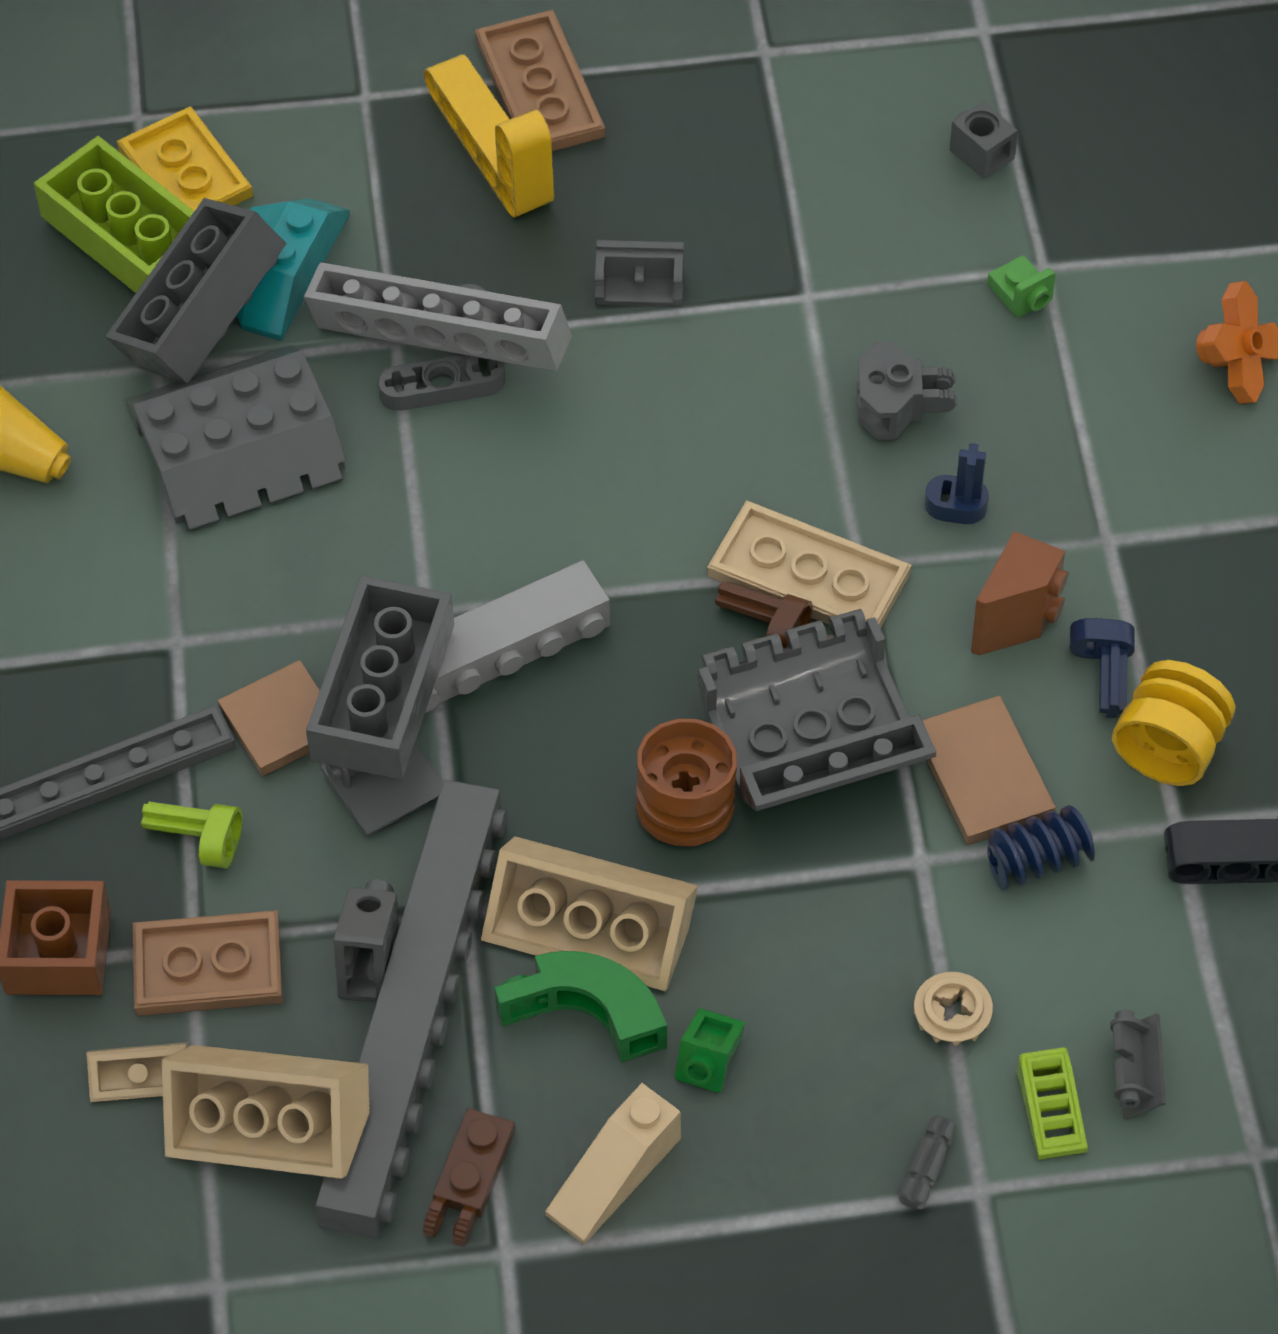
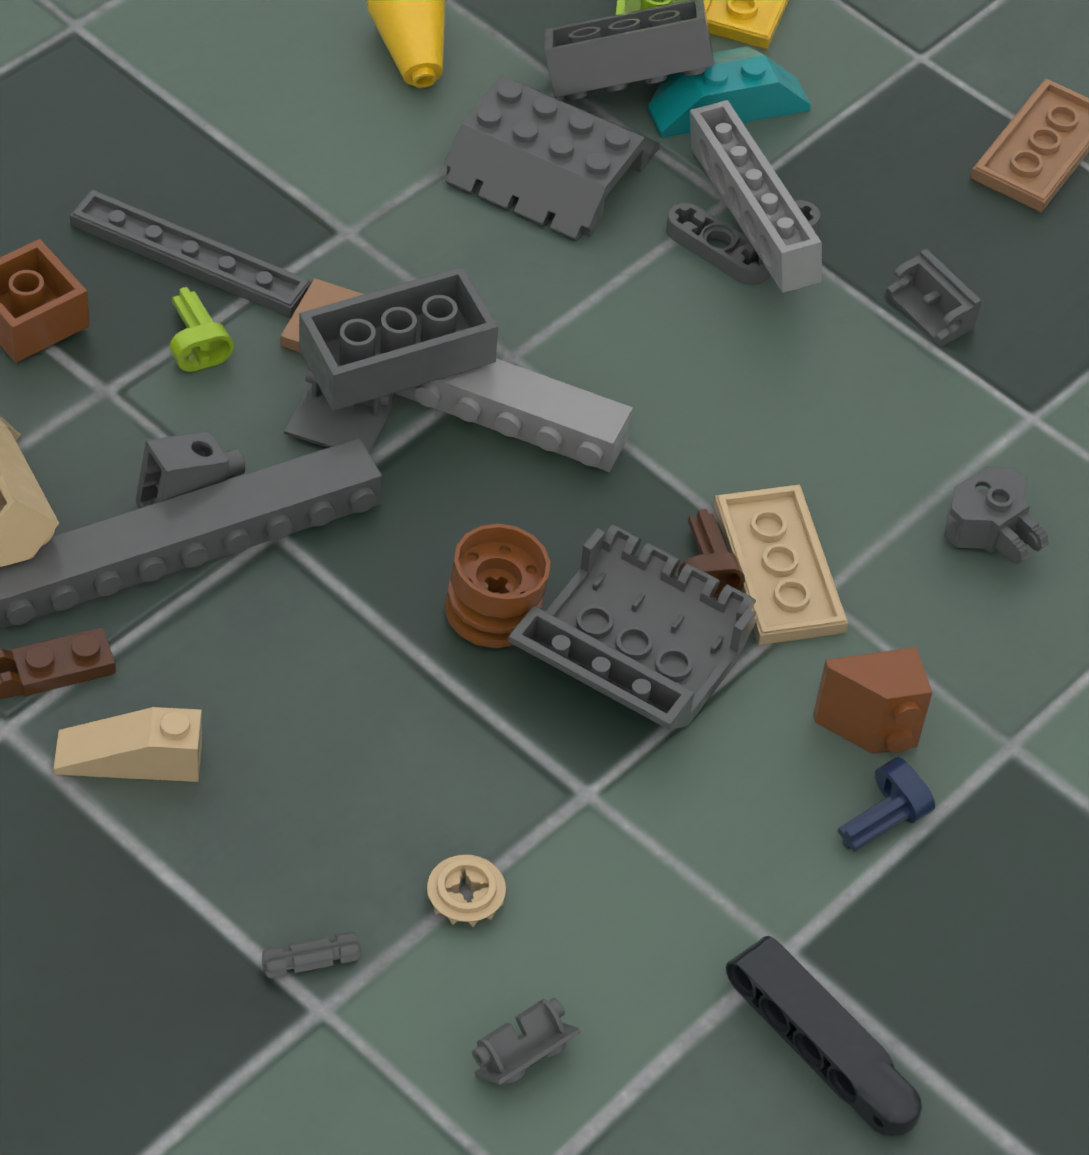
camera: 45 degrees right, 5 degrees down
(207, 963) = (95, 406): medium nougat tile -> none
(509, 153) = (954, 140): yellow beam -> none
(575, 902) = (336, 600): tan slope -> none
(593, 987) = (269, 674): green arch -> none
(708, 1049) = (285, 743): green bracket -> none
(967, 492) = (947, 621): dark blue piece -> none
(985, 769) = (707, 784): medium nougat tile -> none
(1038, 844) = (660, 857): dark blue piece -> none
(1044, 1072) = (458, 984): lime slope -> none
(1173, 723) = (862, 877): yellow wheel -> none

